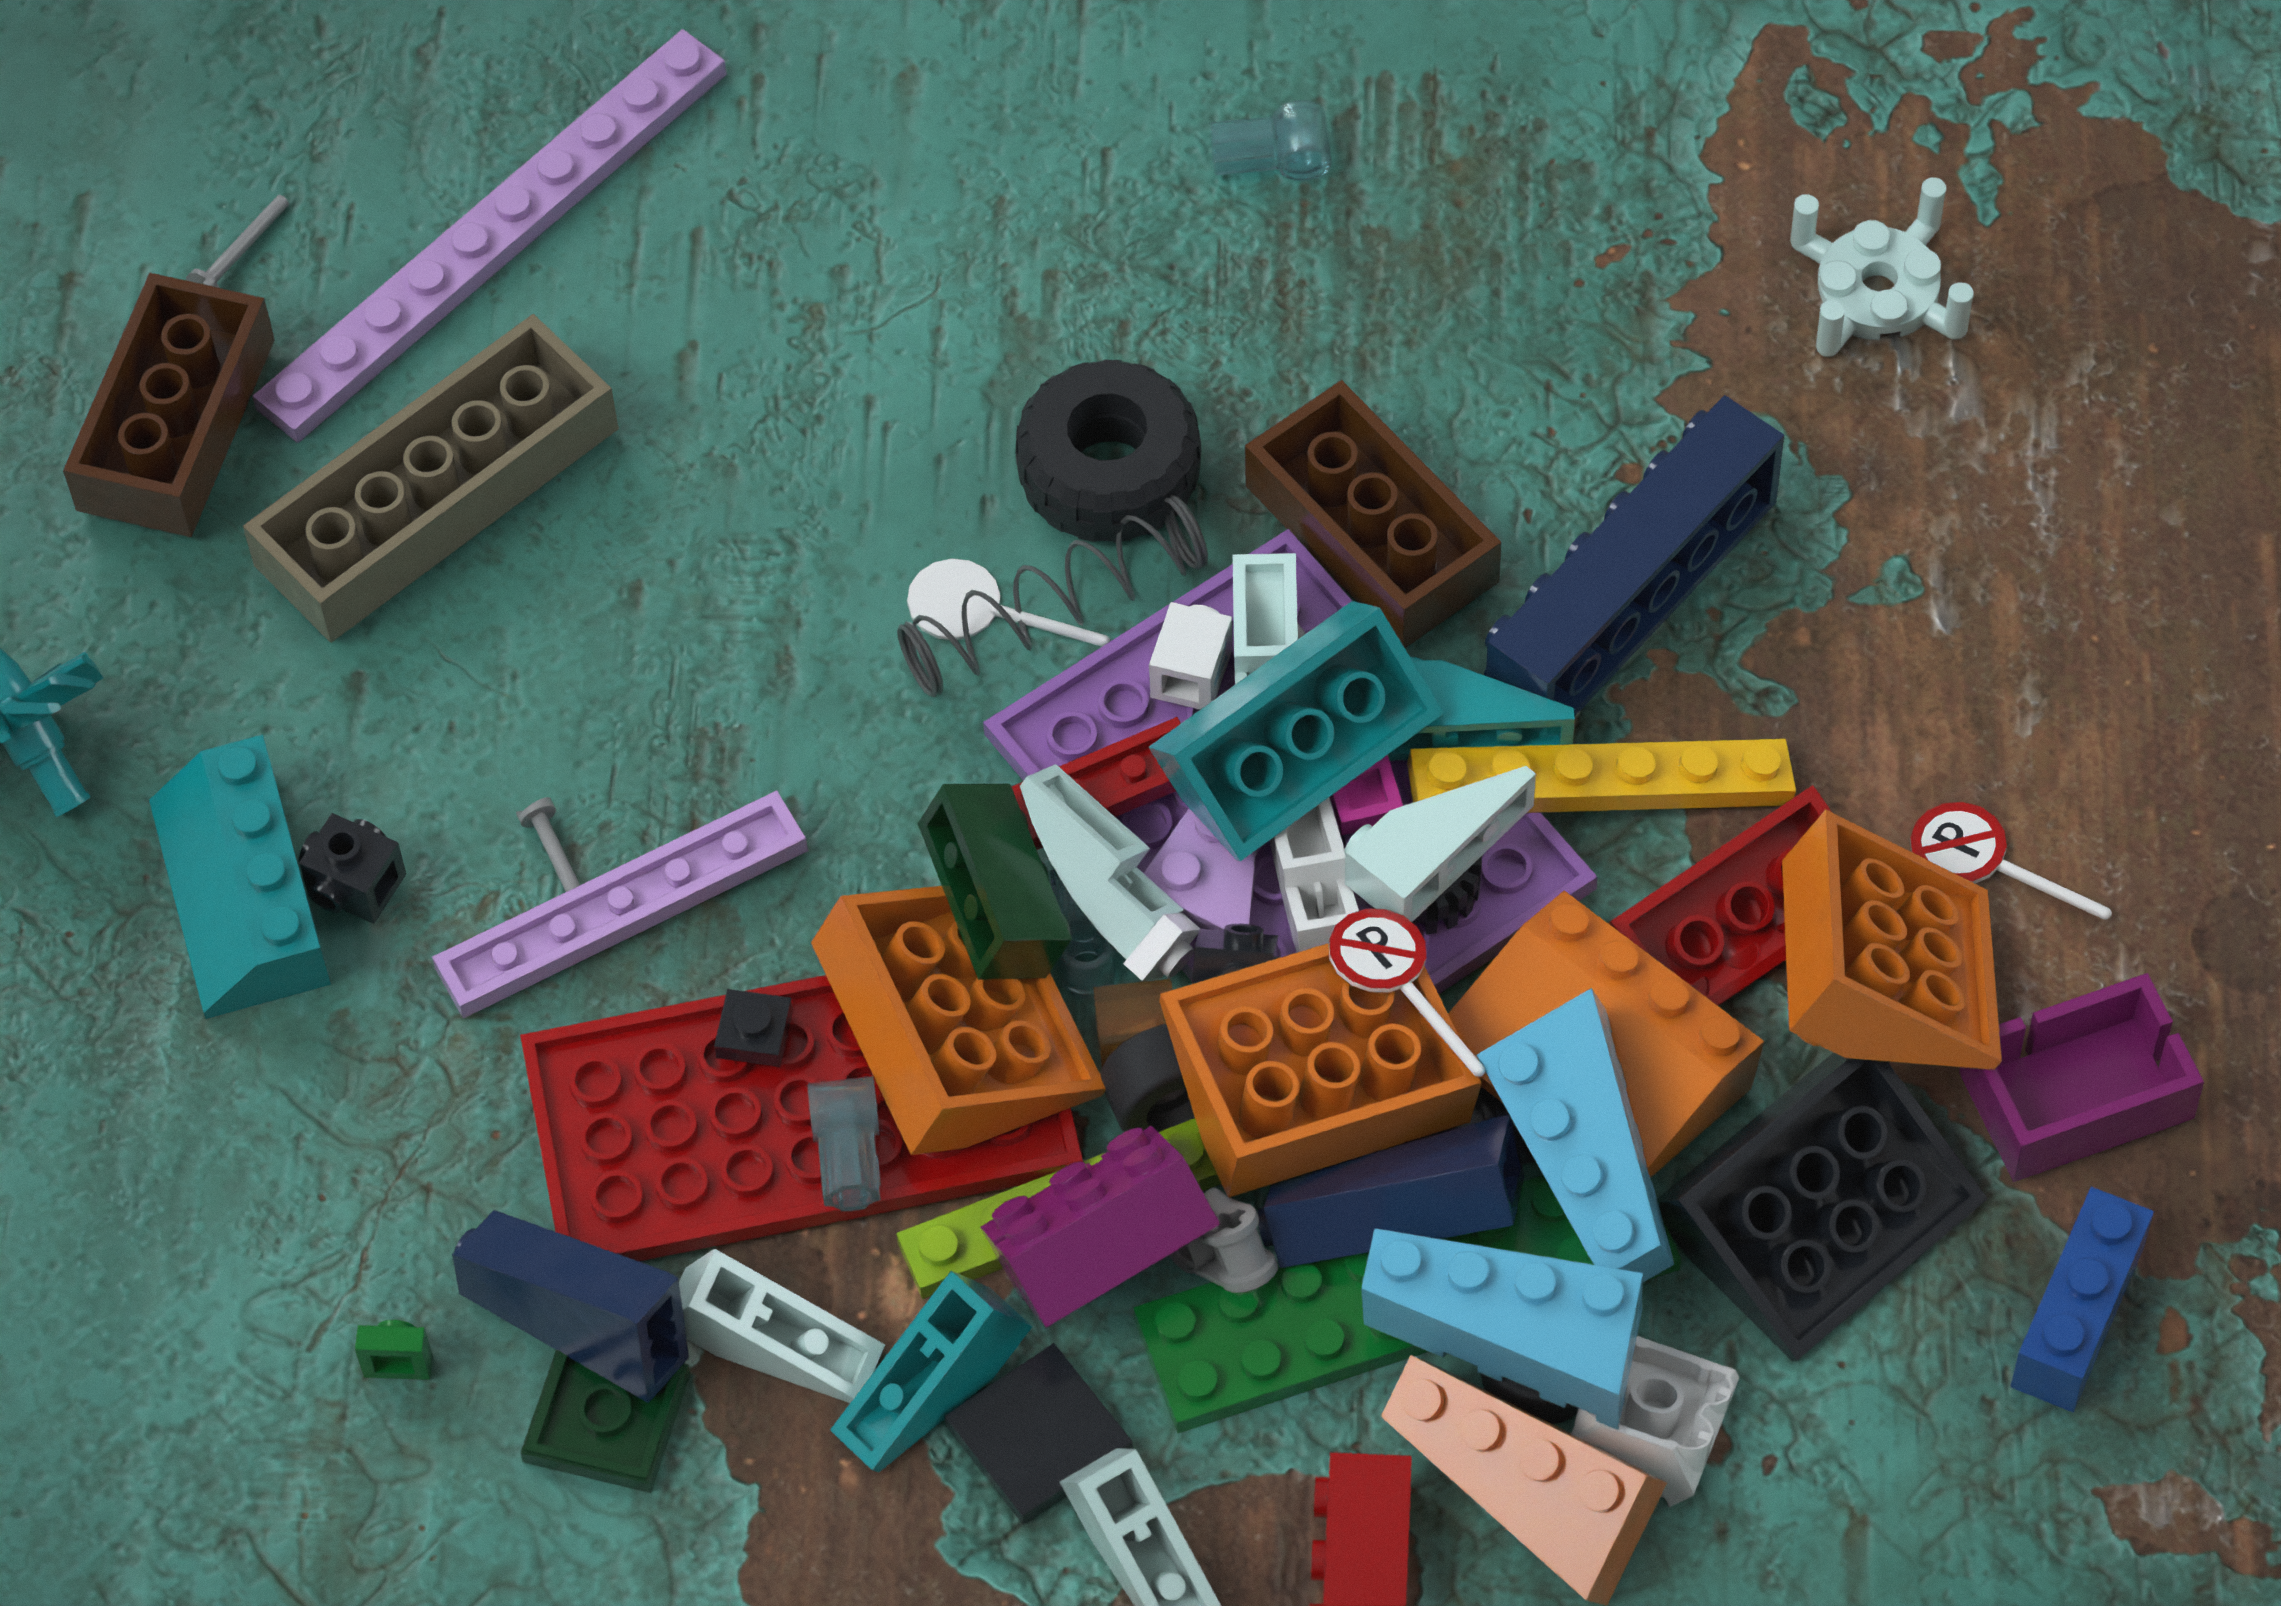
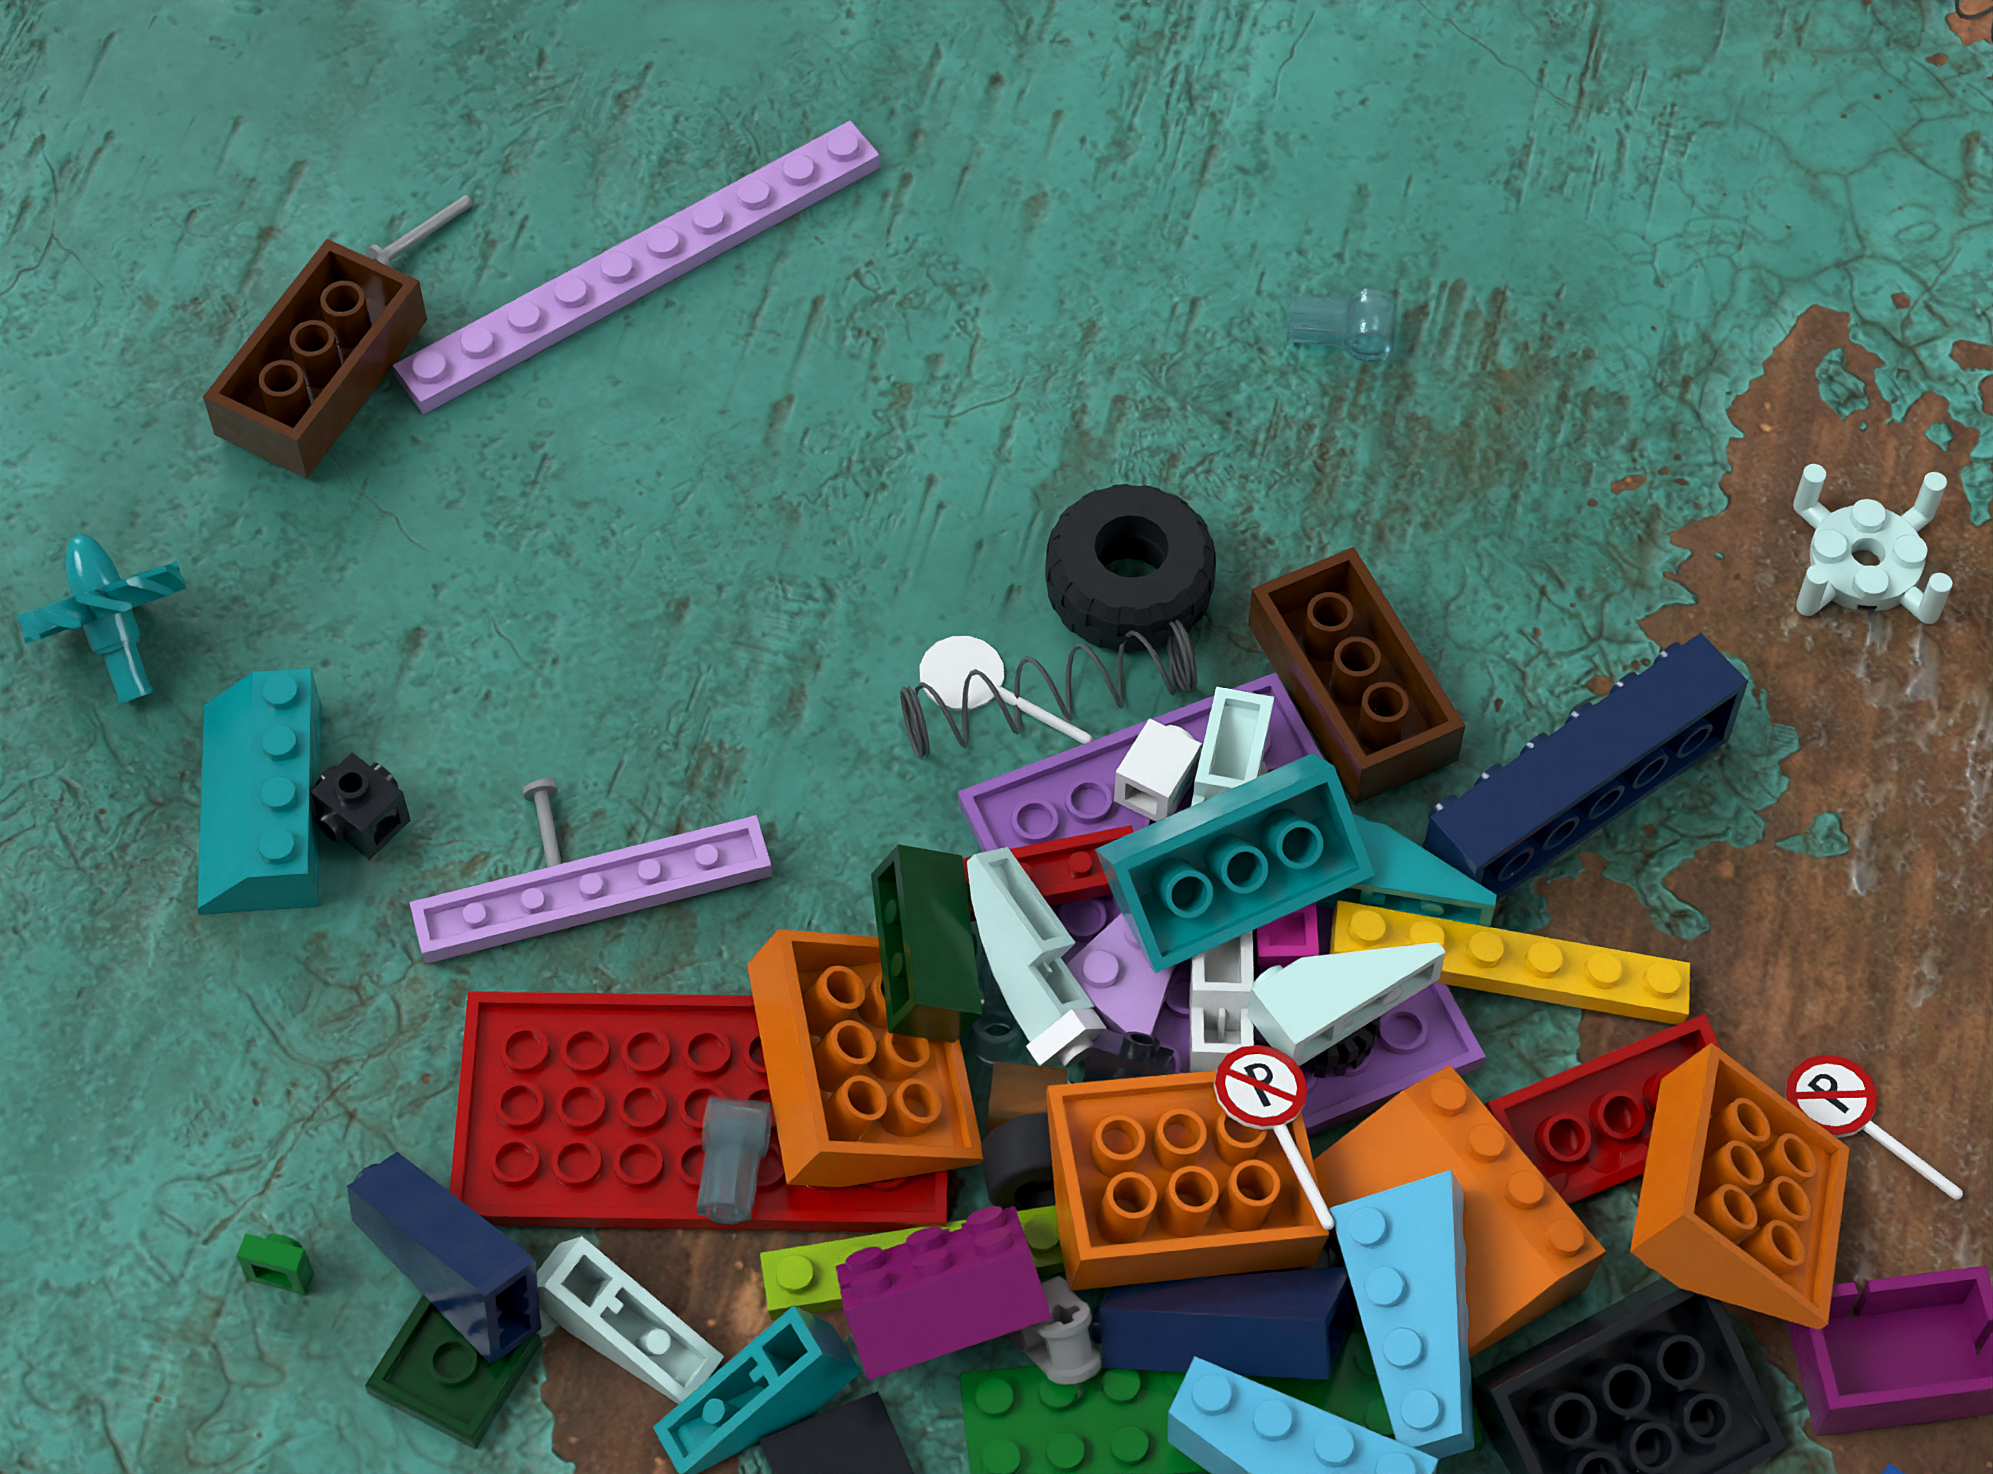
camera: 10 degrees right, 0 degrees up
(431, 477) = (525, 468): dark tan brick -> none
(753, 1028) = (677, 1031): black plate -> none

